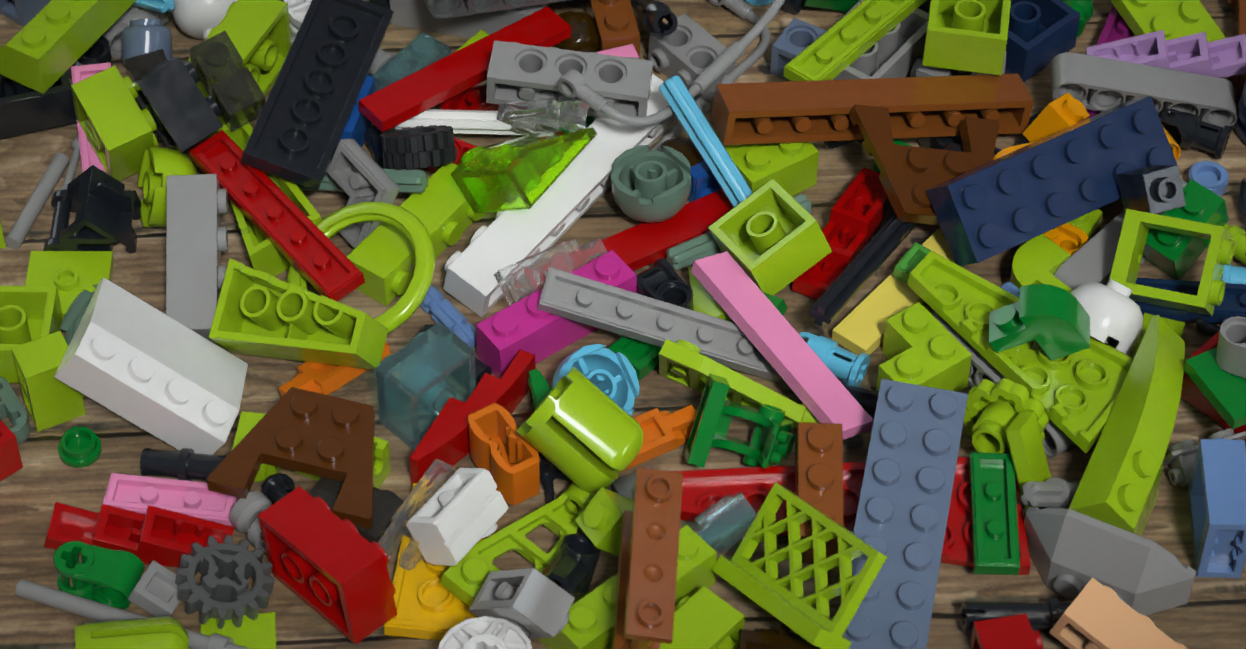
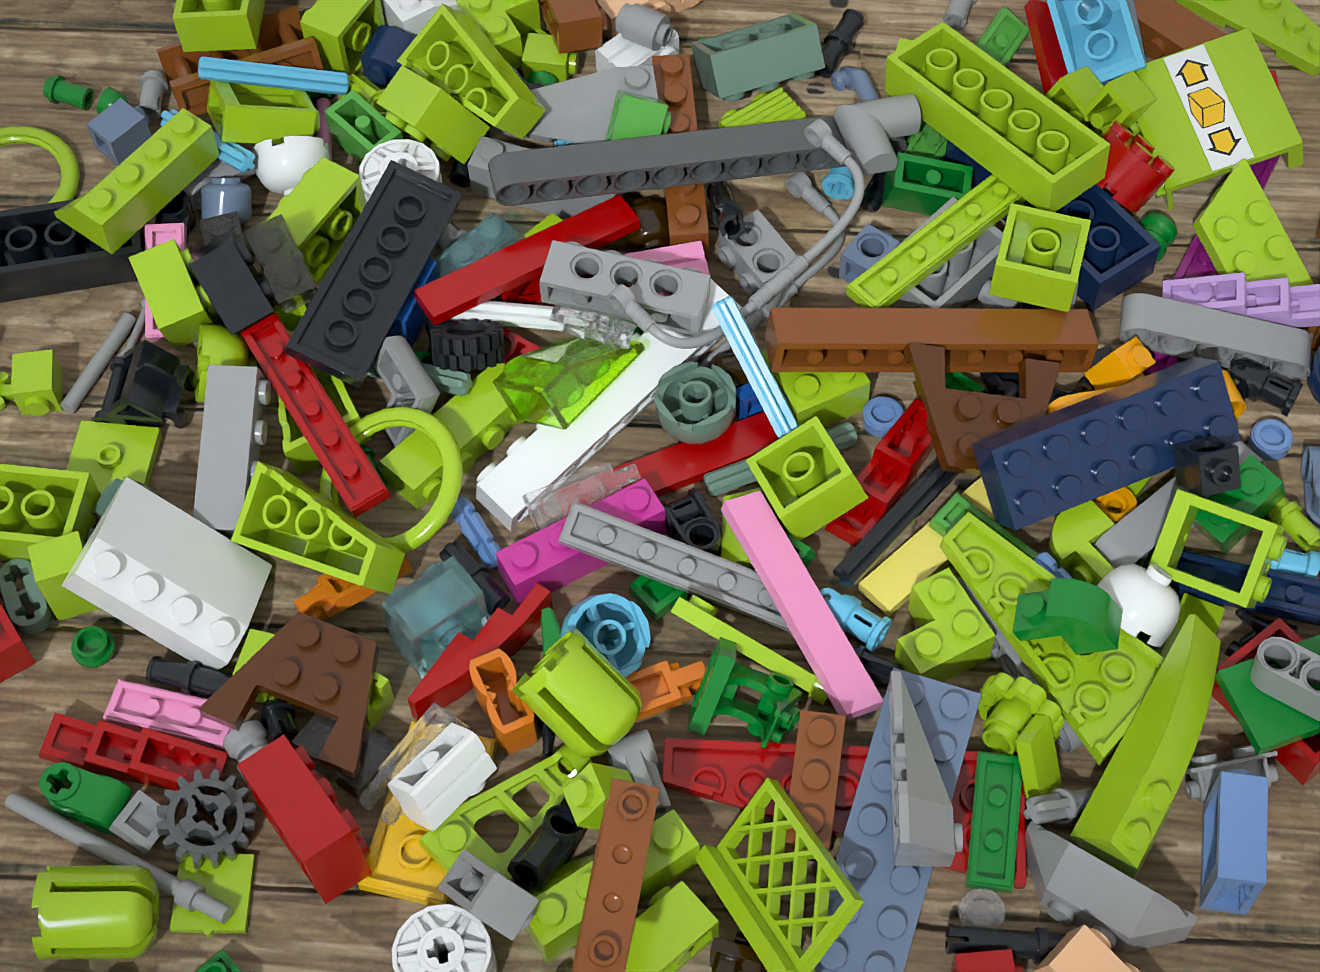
camera: 10 degrees right, 10 degrees up
(725, 522) = (714, 807): clear light blue brick -> none
(829, 187) = (881, 415): none -> medium blue tile
(923, 478) = (920, 804): none -> light grey wedge
(992, 587) = (981, 908): none -> clear plate

